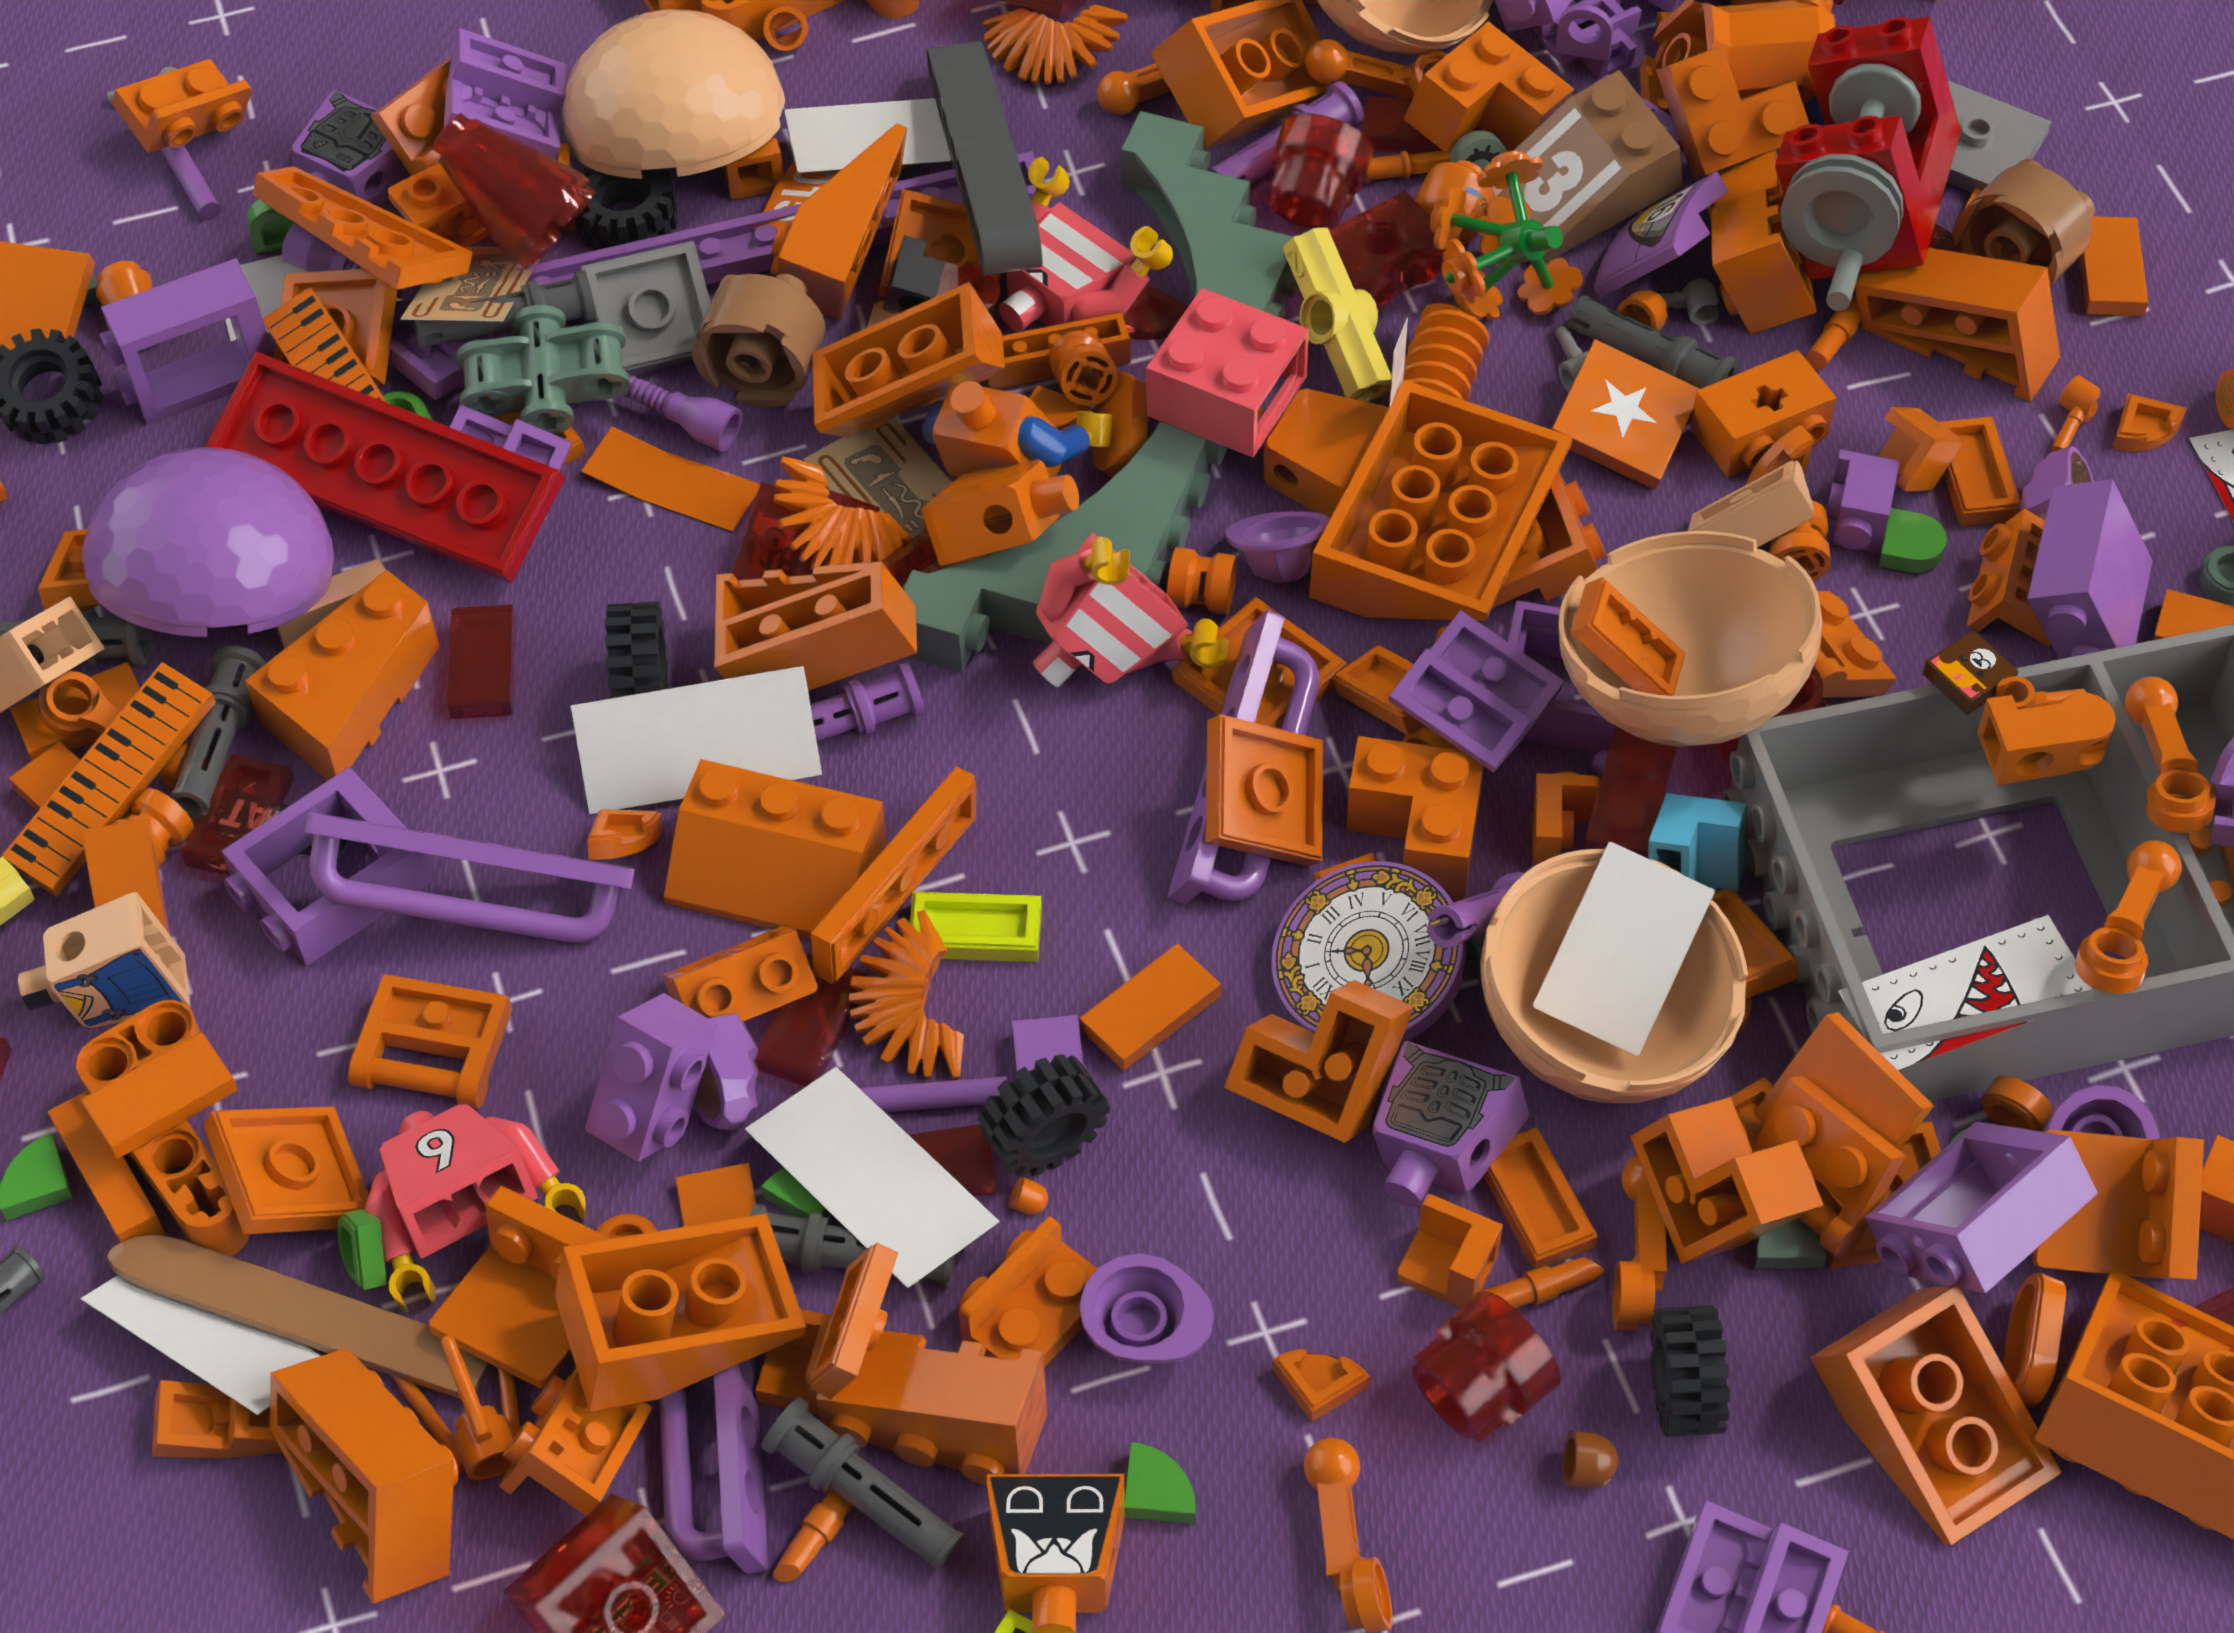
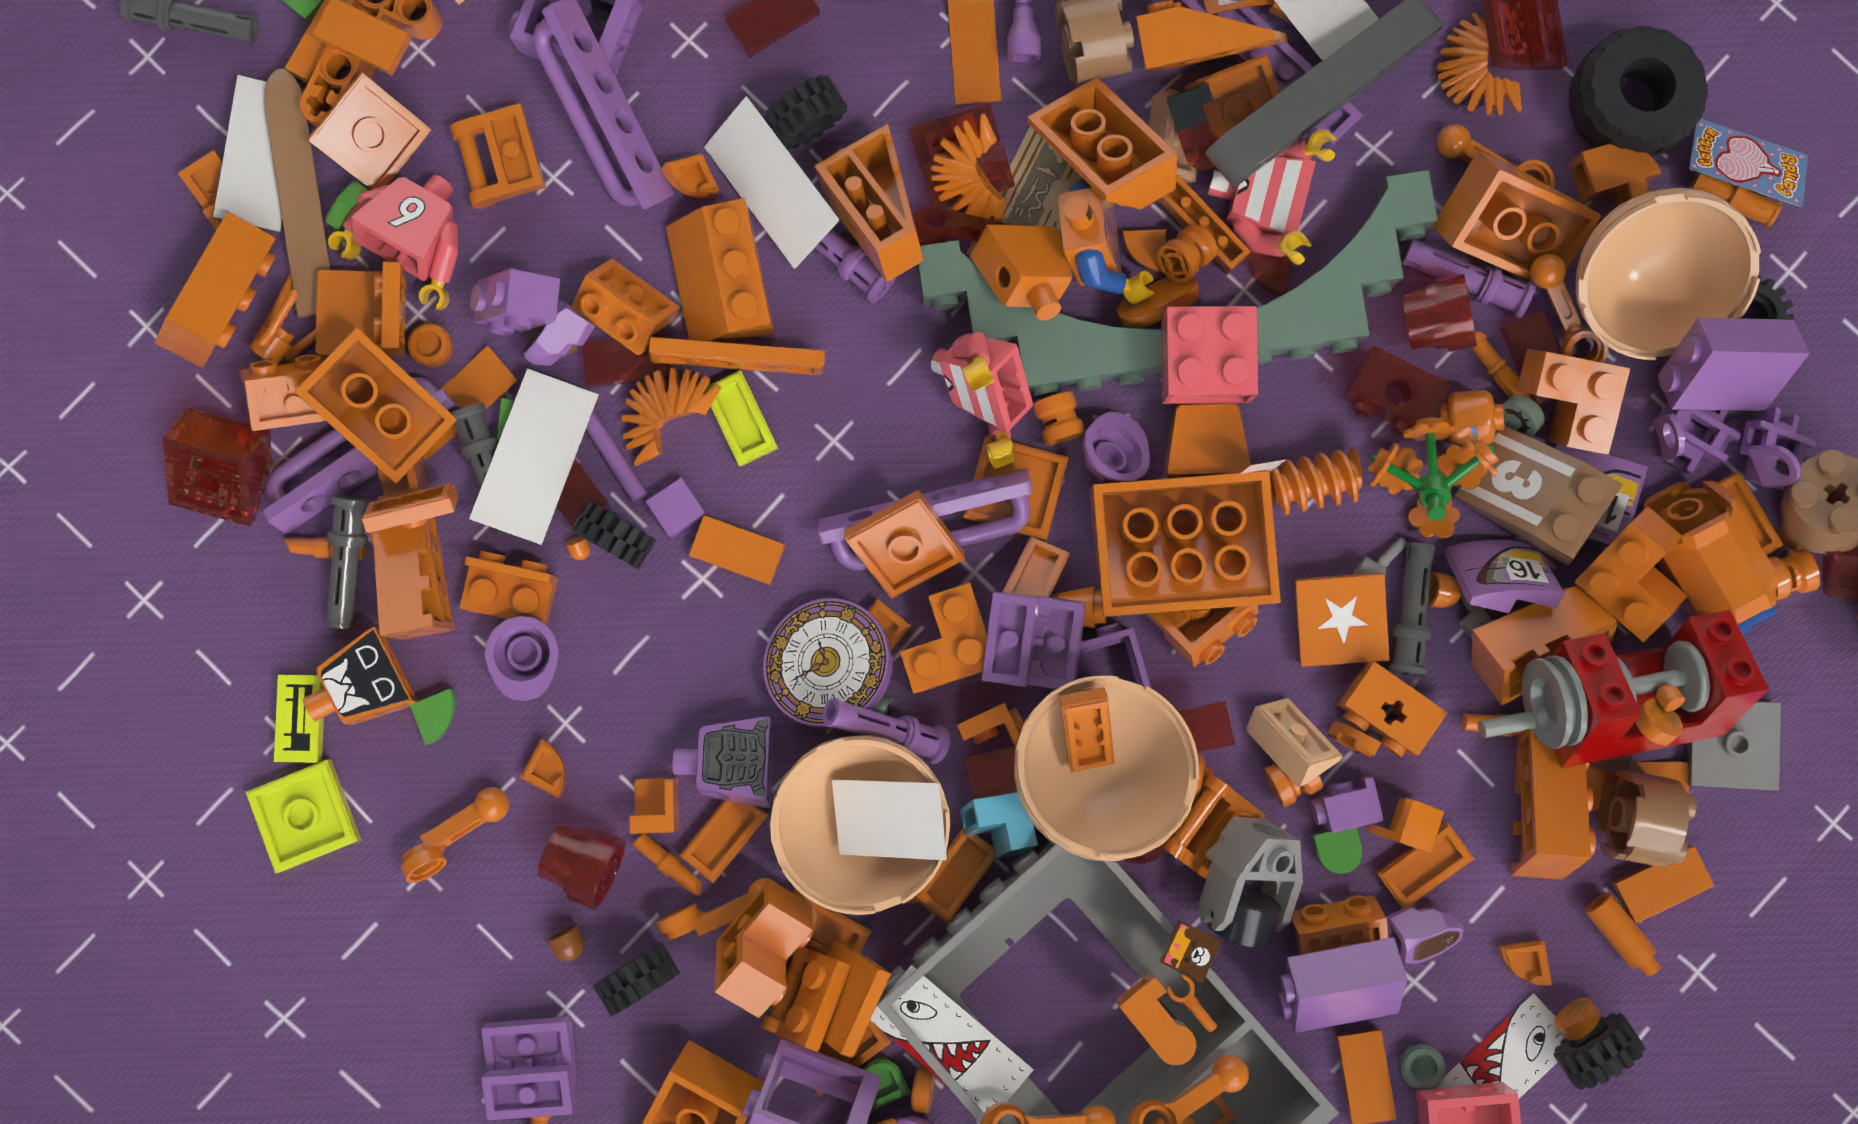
camera: 65 degrees right, 30 degrees up
(1327, 1075) = (724, 674): orange brick -> none
(1338, 315) = (1316, 396): light yellow piece -> none
(1893, 108) = (1670, 697): none -> orange piece
(1901, 606) = (1244, 852): none -> light grey piece
(1925, 134) = (1658, 724): none -> orange tile
(2081, 400) = (1522, 911): orange hand -> none
(2154, 319) = (1623, 934): none -> orange cylinder

